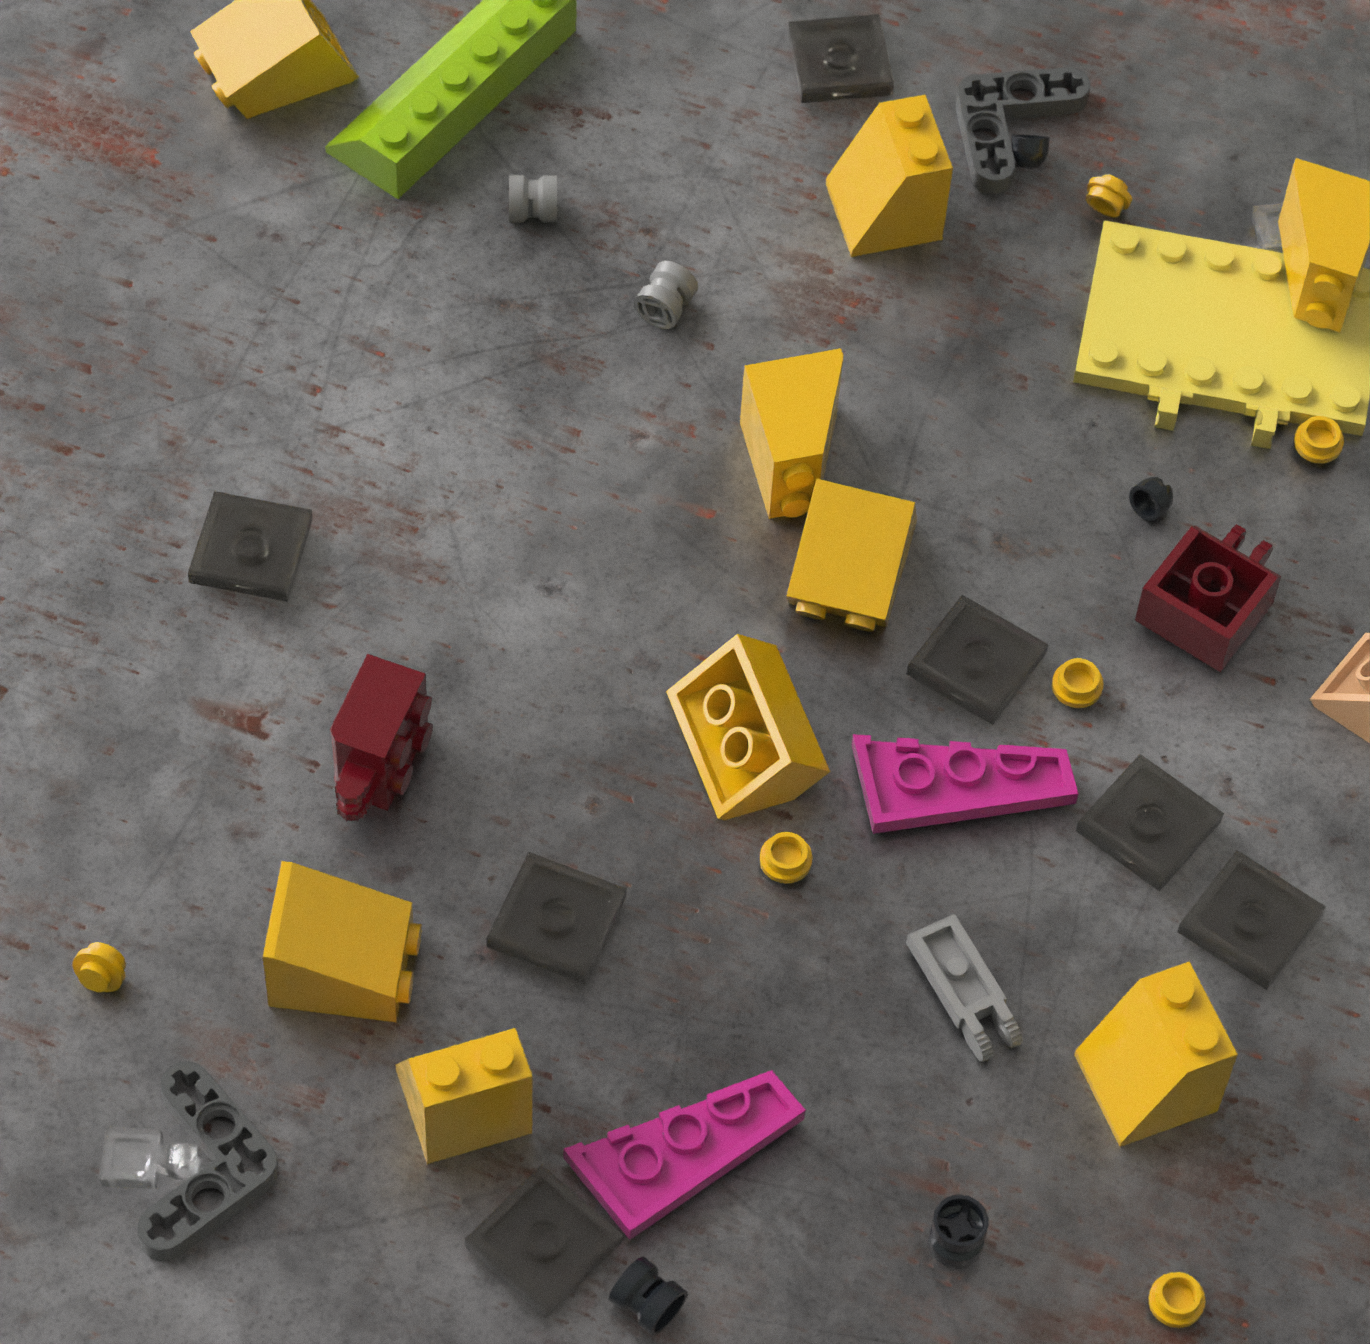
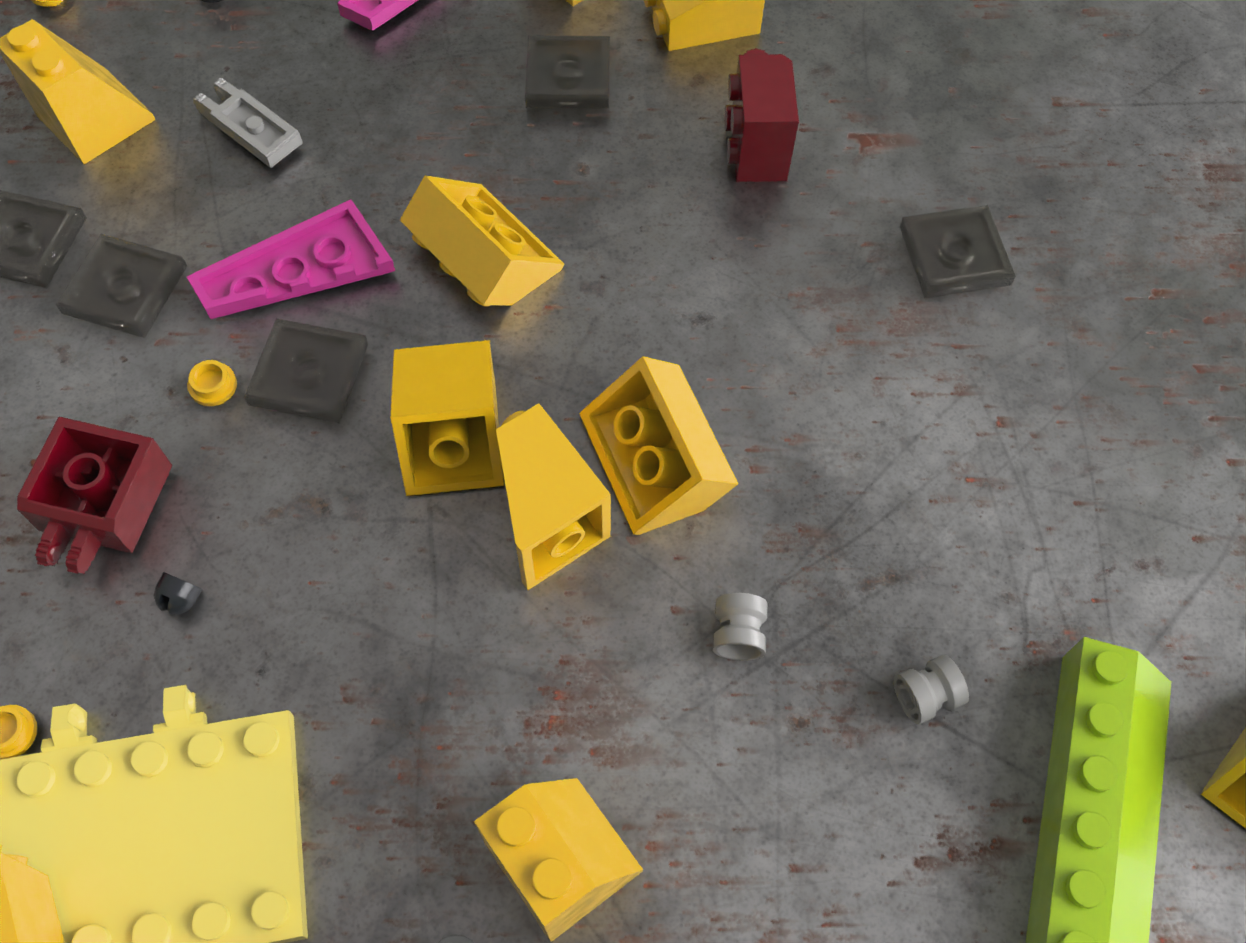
camera: 160 degrees right, 5 degrees up
(663, 460) = (656, 446): none -> yellow slope
(786, 858) = (413, 164): yellow plate -> none

